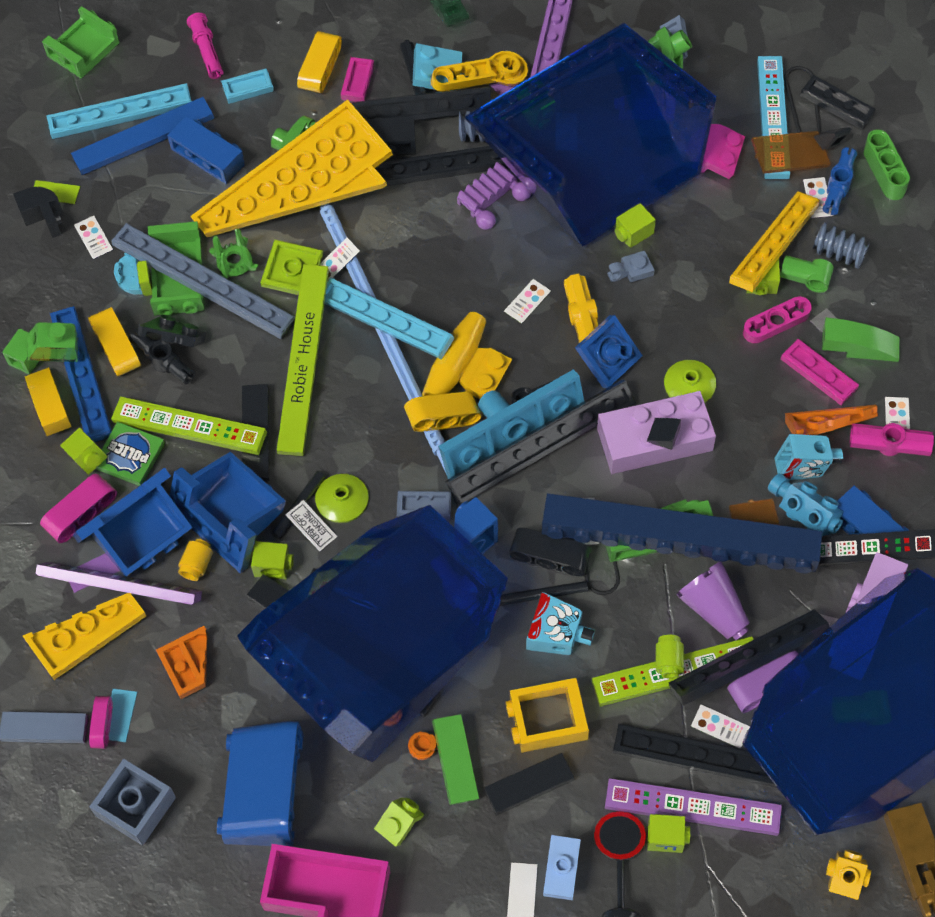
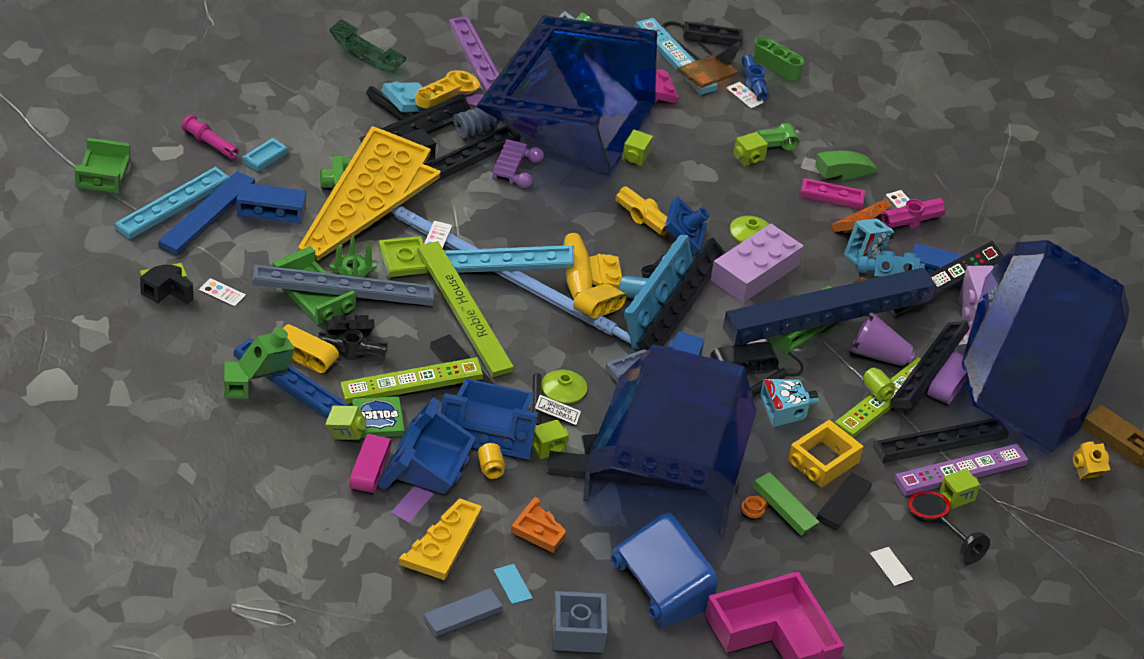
camera: 40 degrees left, 20 degrees down
(47, 401) = (285, 405): yellow slope -> none
(101, 722) = (507, 588): dark pink beam -> none
(118, 583) = (444, 497): tile -> none
(127, 274) = (275, 305): medium azure tile -> none
(144, 278) = (294, 300): lime tile -> none
(319, 62) = (313, 120): yellow beam -> none
(357, 79) = (349, 124): dark pink tile -> none
(398, 820) = (776, 557): lime bracket -> none
(527, 301) = (595, 221): white sticker -> none
(561, 867) = (911, 533): light blue brick -> none
(633, 266) = (655, 173): sand blue plate -> none
(664, 432) = (771, 251): black slope -> none
(720, 726) = (938, 419): white sticker -> none
(771, 329) = (779, 179): dark pink beam -> none
(774, 241) = (745, 123): yellow tile -> none
(841, 246) = (787, 112): sand blue piece -> none

